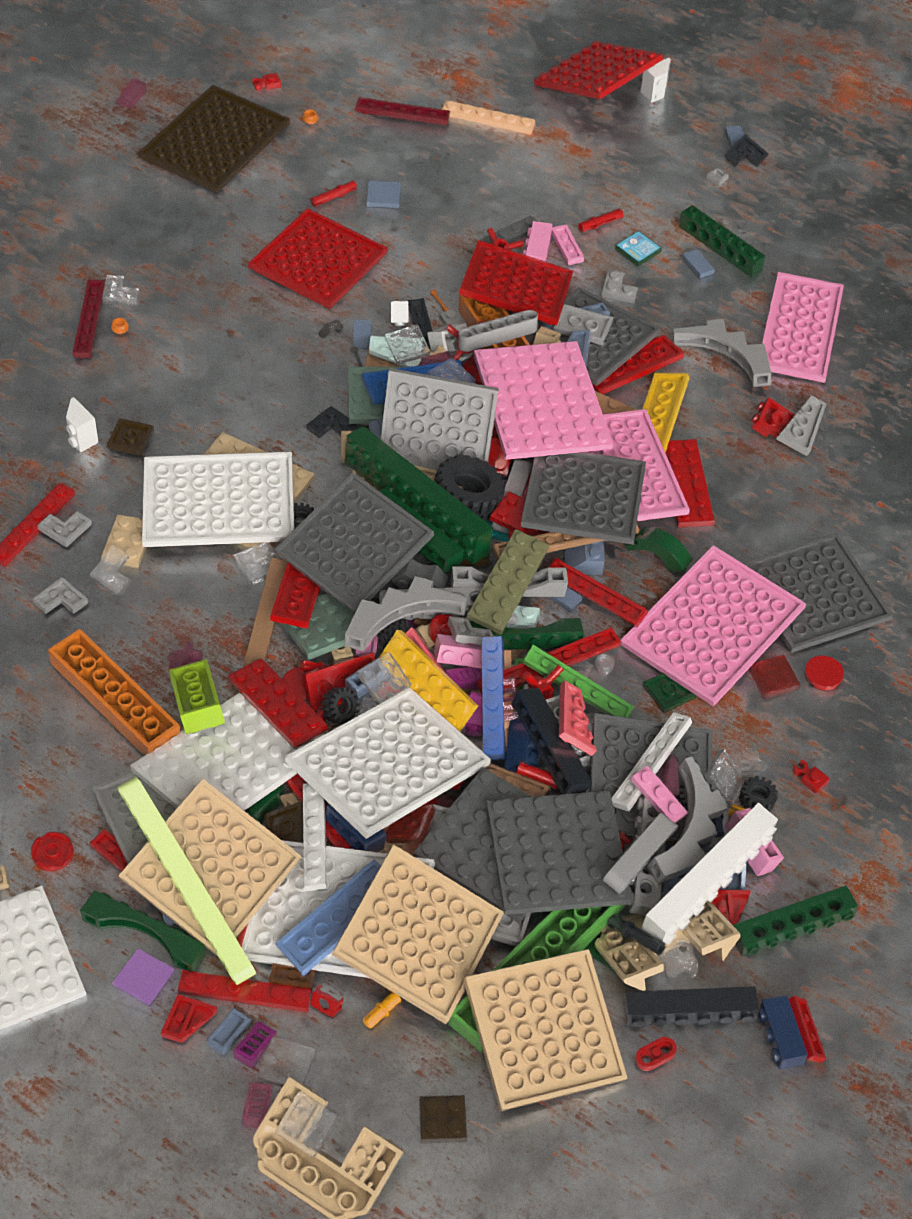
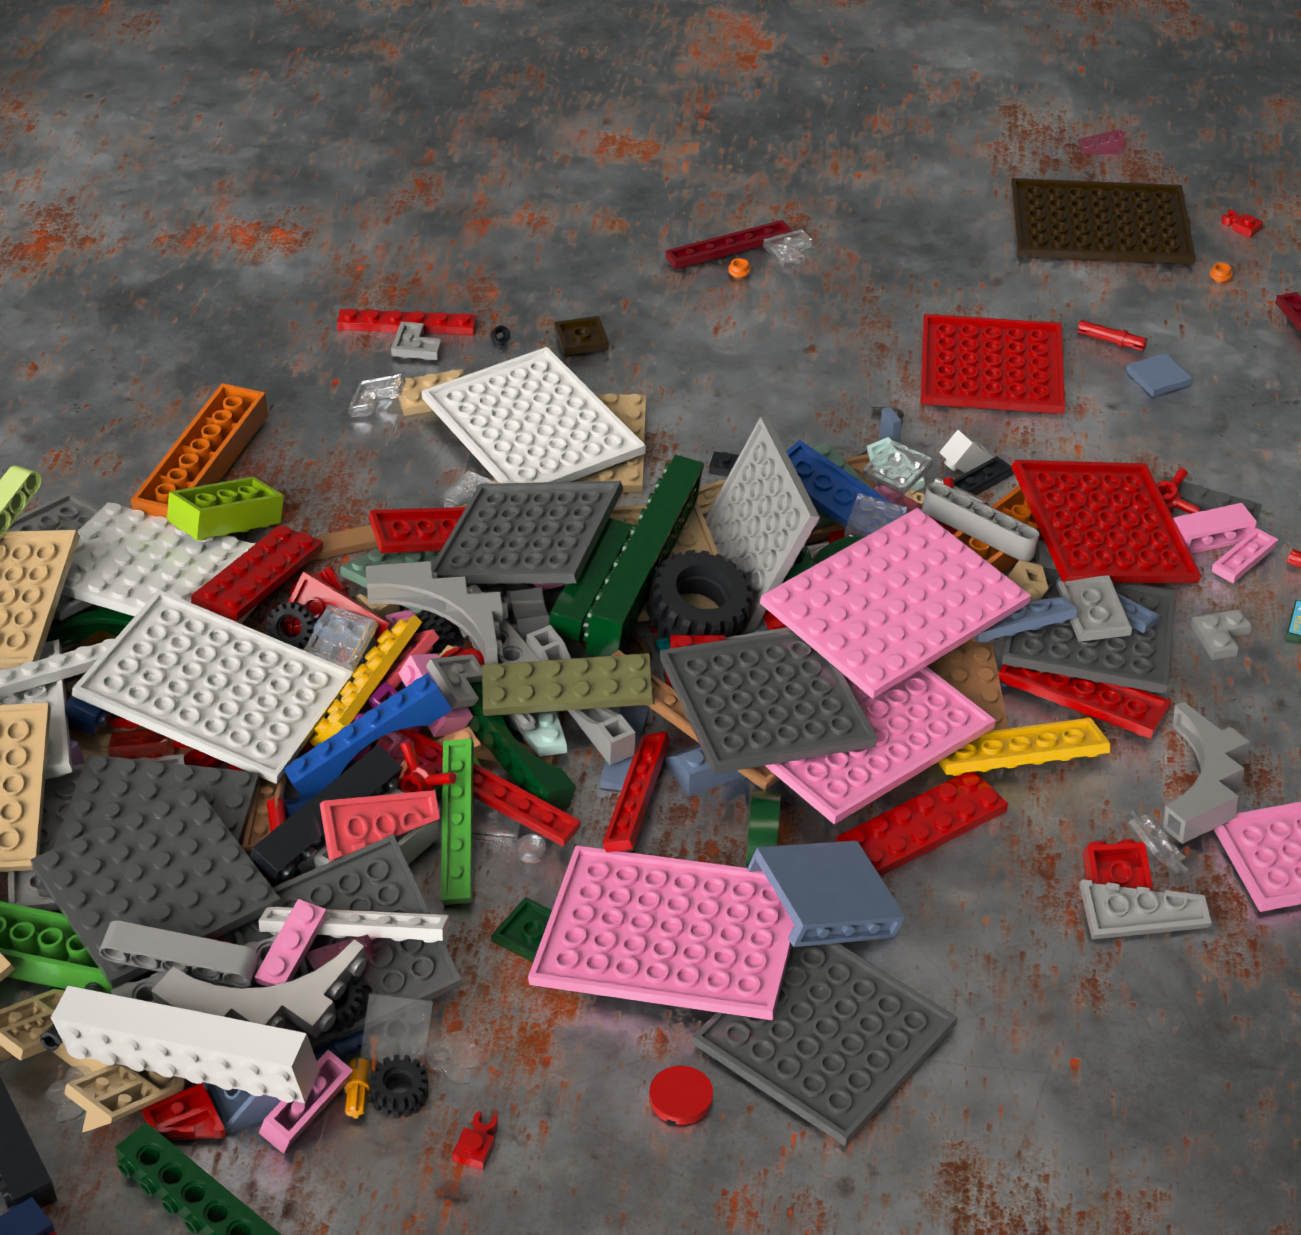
camera: 65 degrees right, 10 degrees down
(60, 593) = (318, 374): light grey plate -> none
(80, 426) = (556, 290): white slope -> none
(94, 479) = (497, 330): none -> black hinge
(184, 657) = (294, 490): clear pink hips -> none
(729, 539) = (829, 892): none -> sand blue panel
(774, 393) = (1156, 840): none -> clear plate
(774, 676) = (634, 1038): clear red plate -> none

